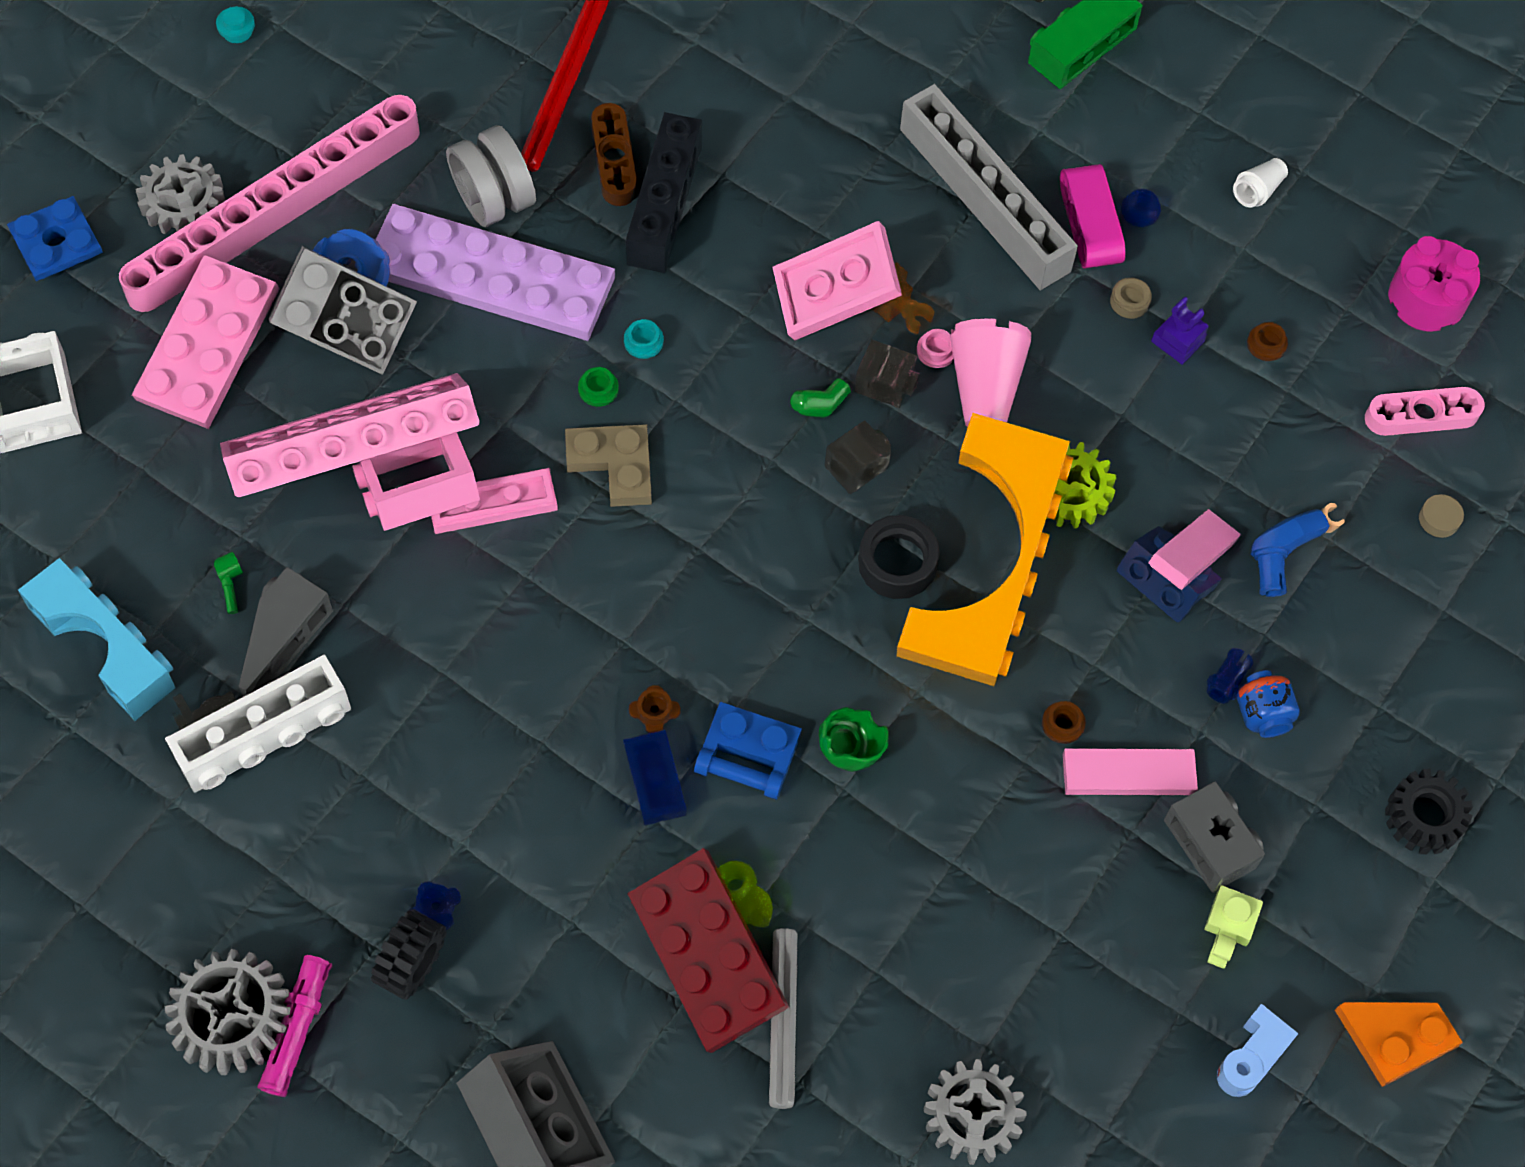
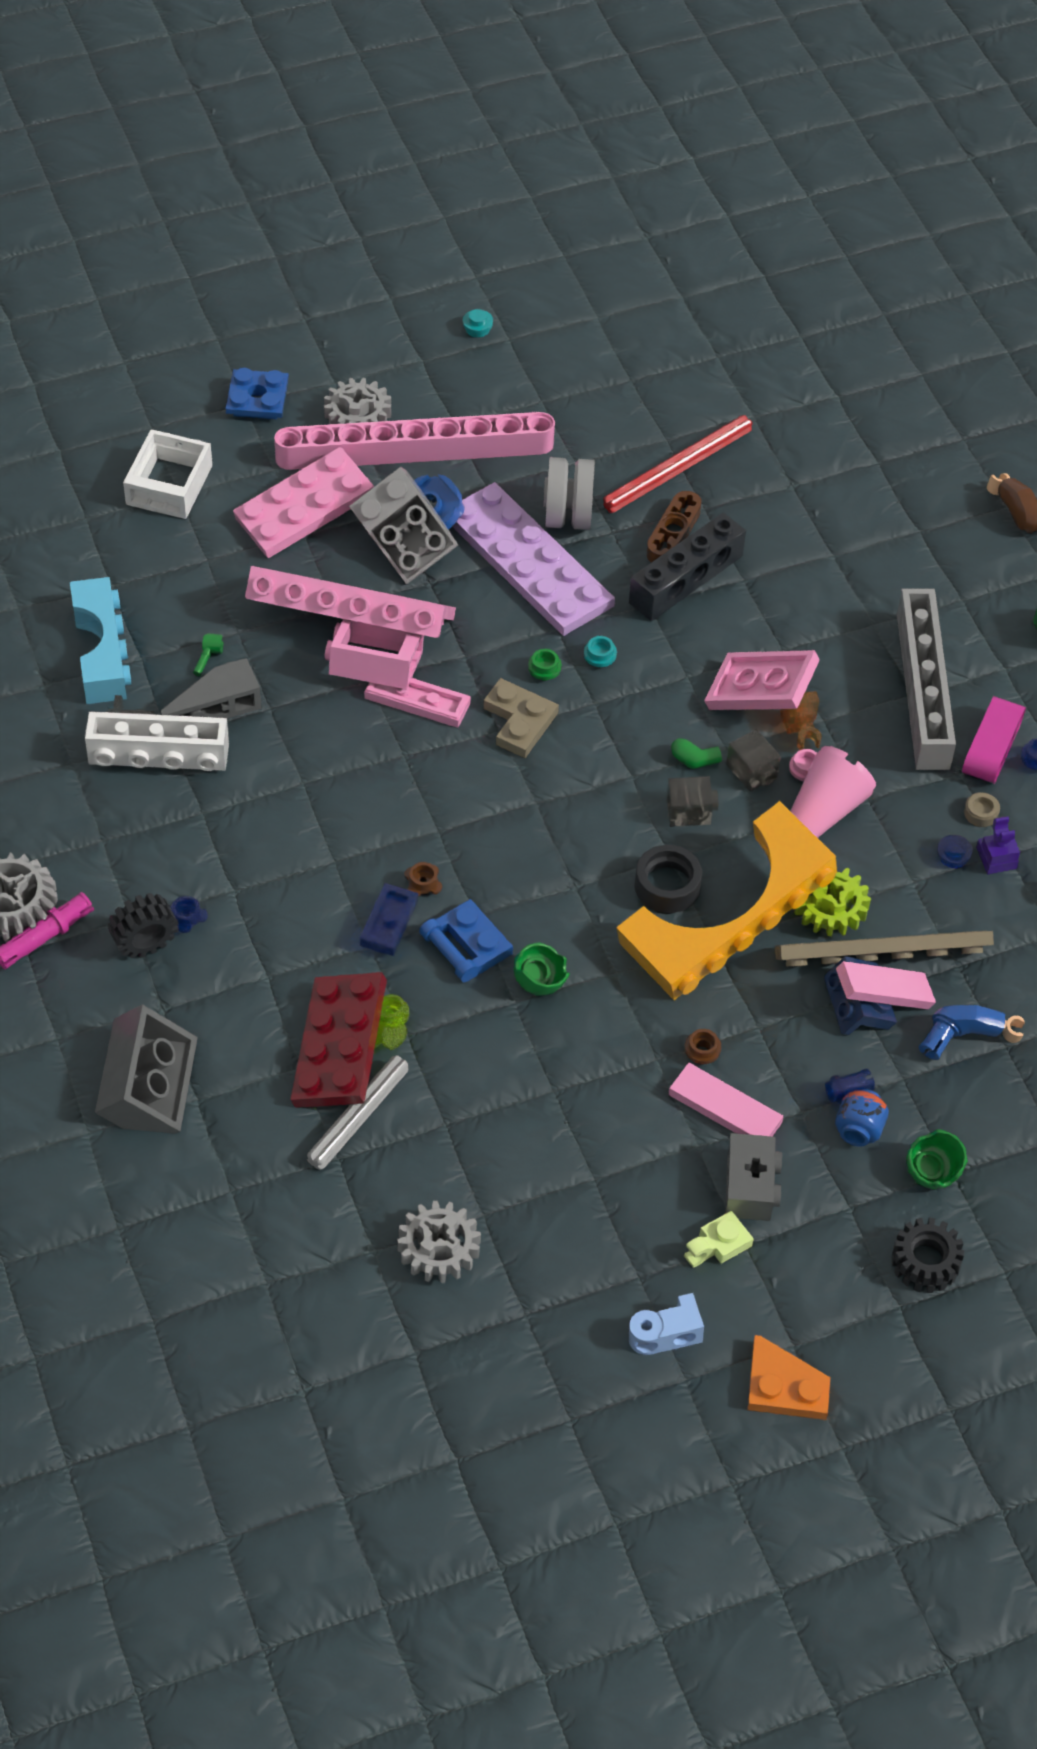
camera: 35 degrees right, 10 degrees down
(1140, 358) = (954, 851): none -> clear blue plate
(1162, 497) = (898, 946): none -> dark tan plate
(1369, 705) = (936, 1159): none -> green hair

